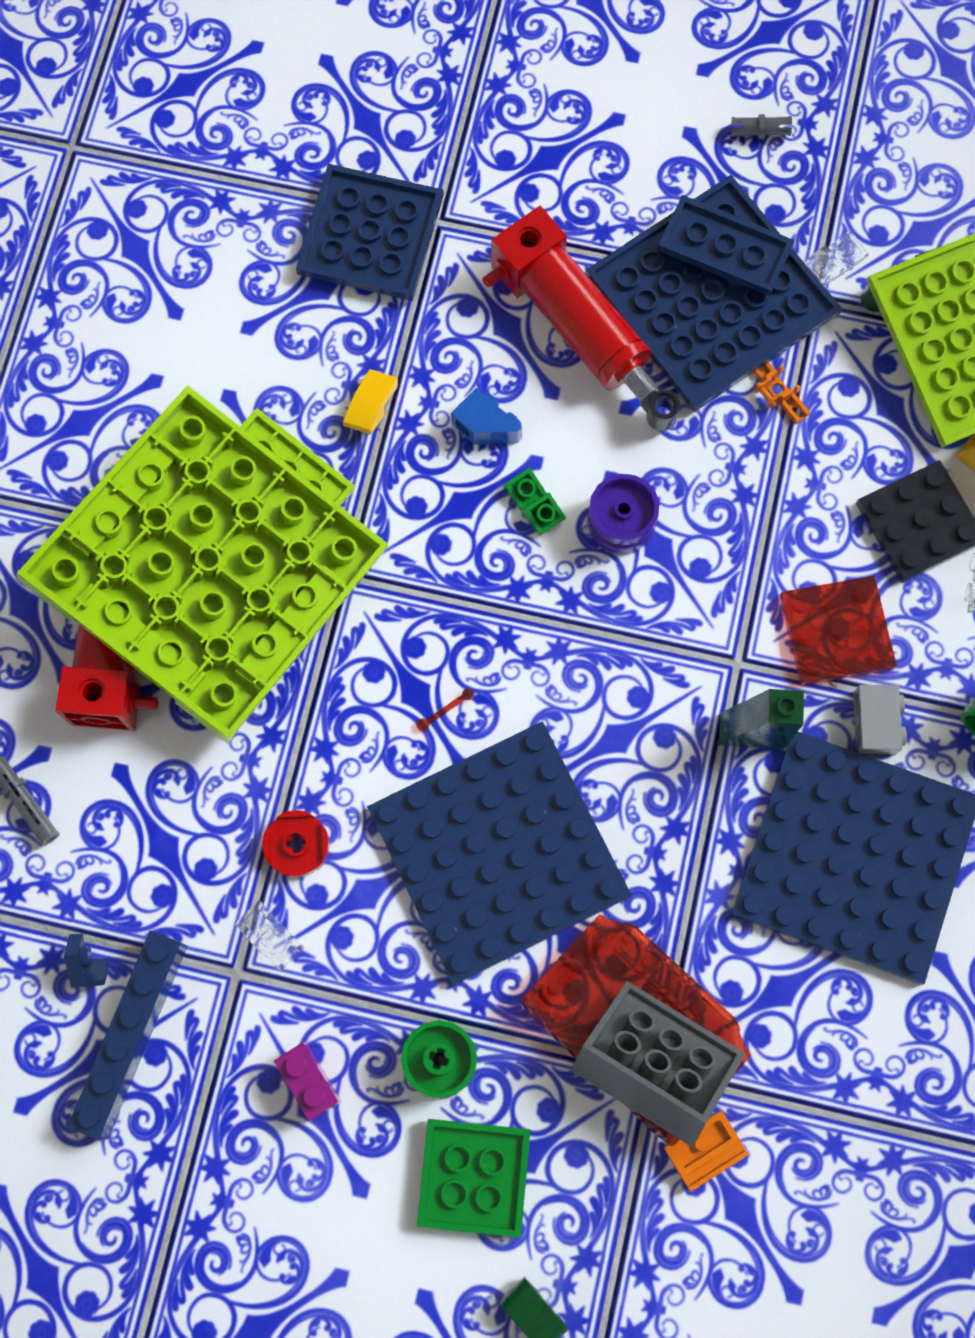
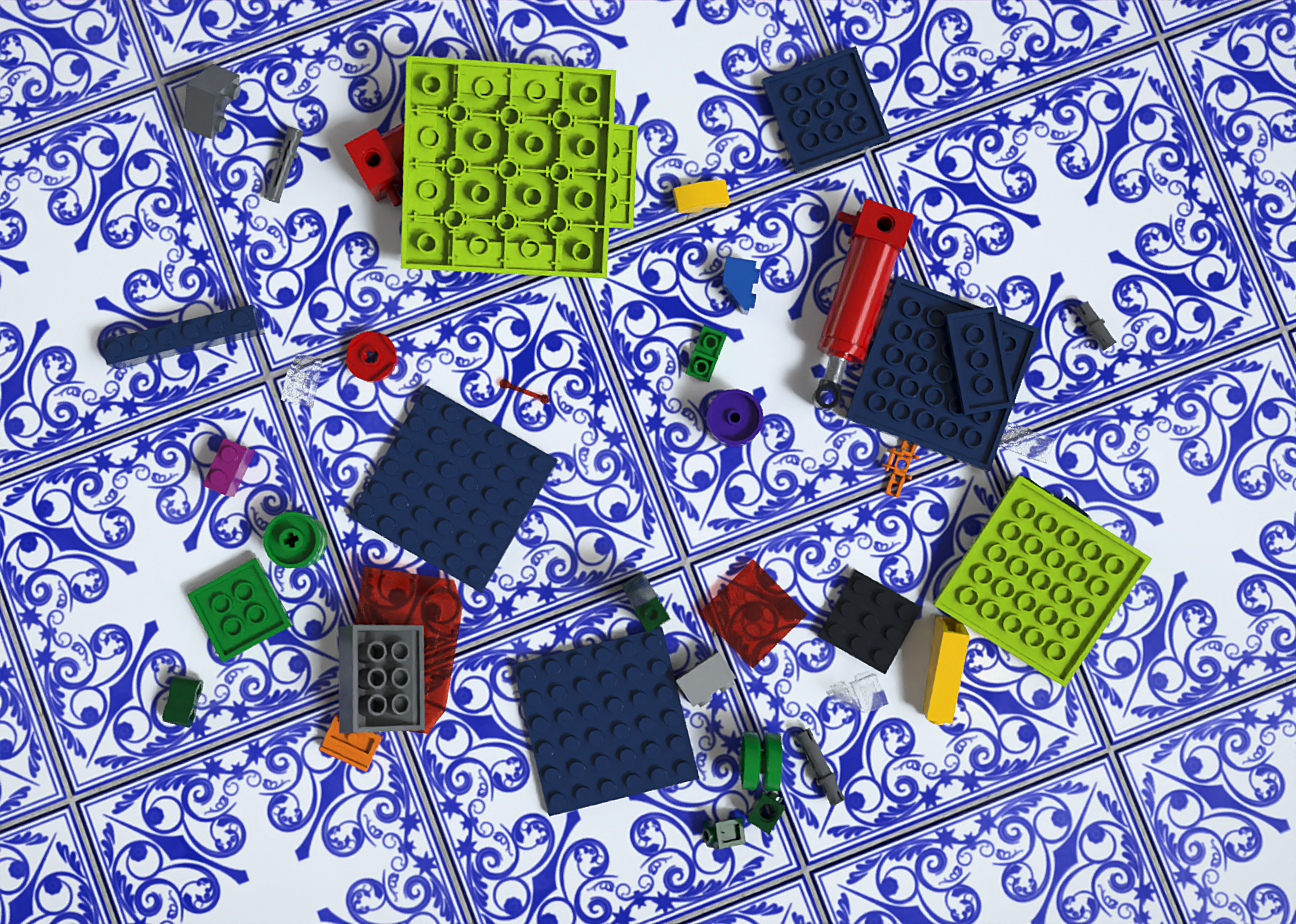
camera: 50 degrees right, 10 degrees up
(80, 966) = (204, 278): dark blue bracket -> none

